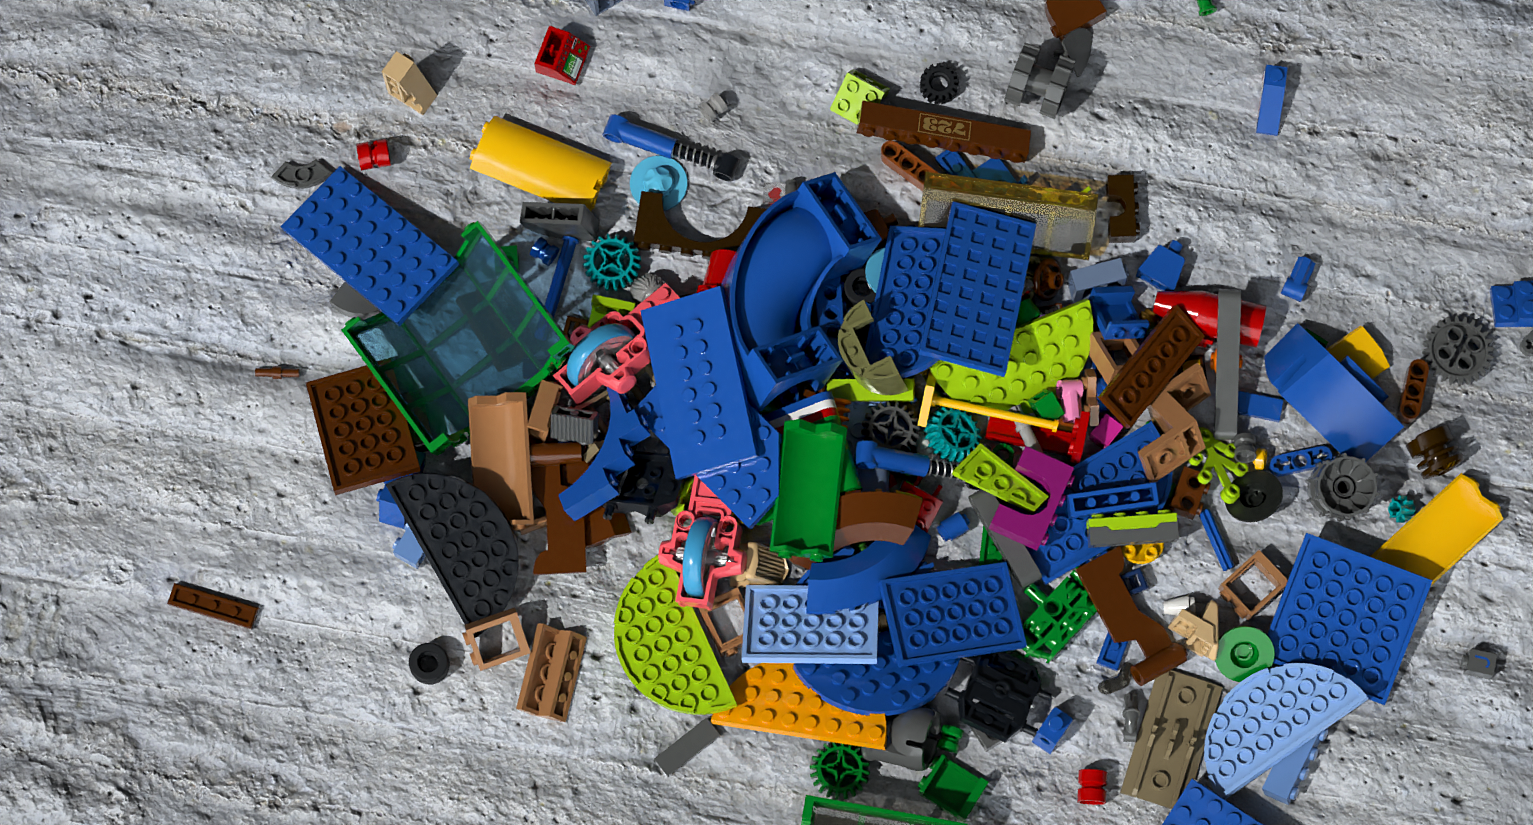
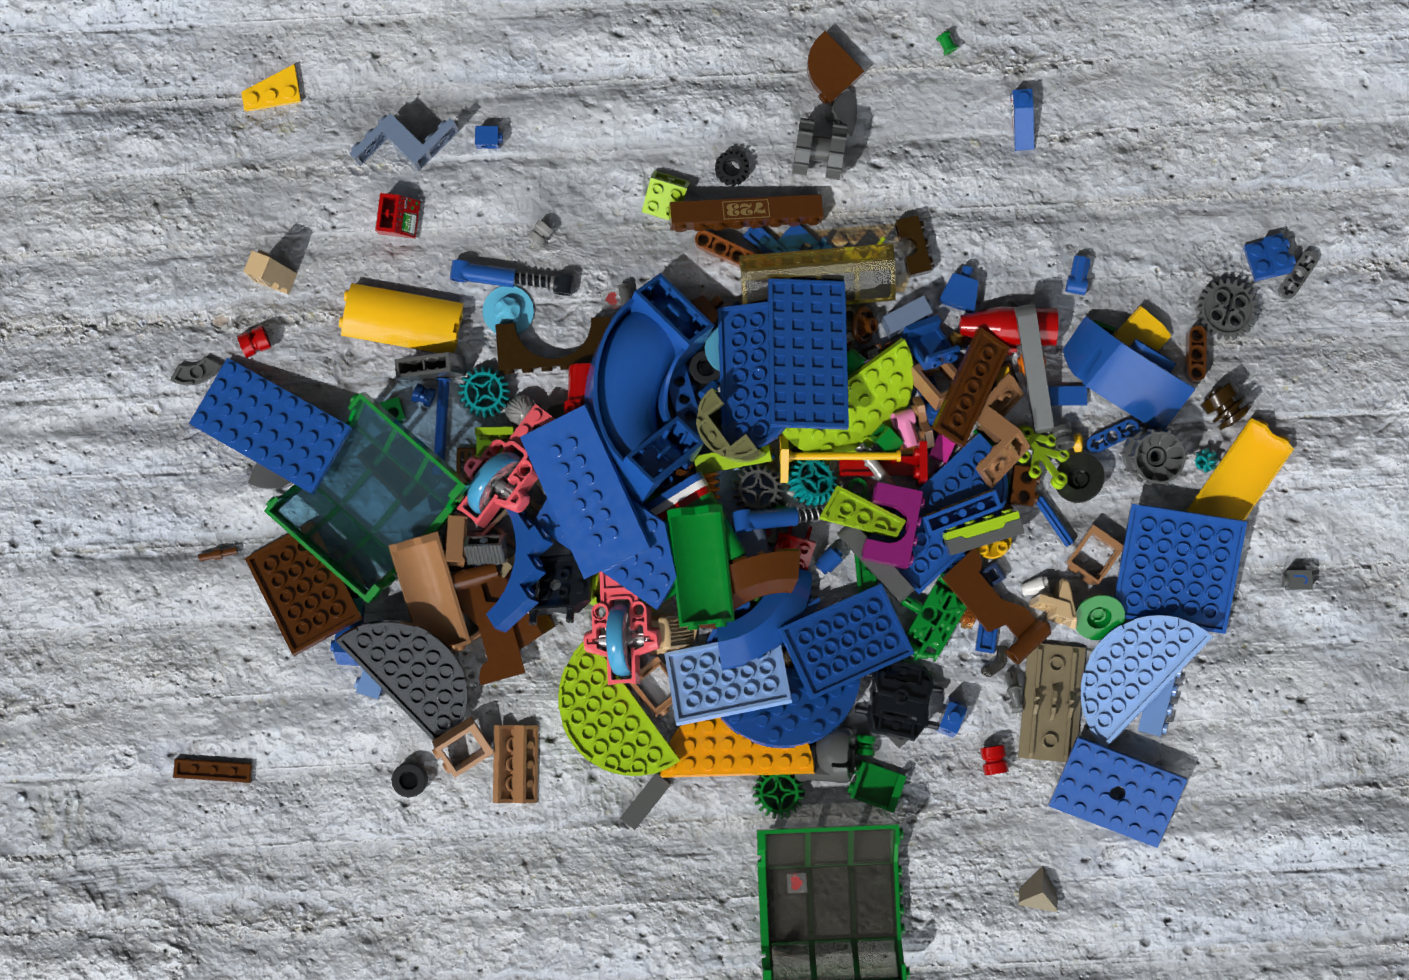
camera: 15 degrees left, 10 degrees up
(1094, 626) = (967, 620): none -> clear orange plate

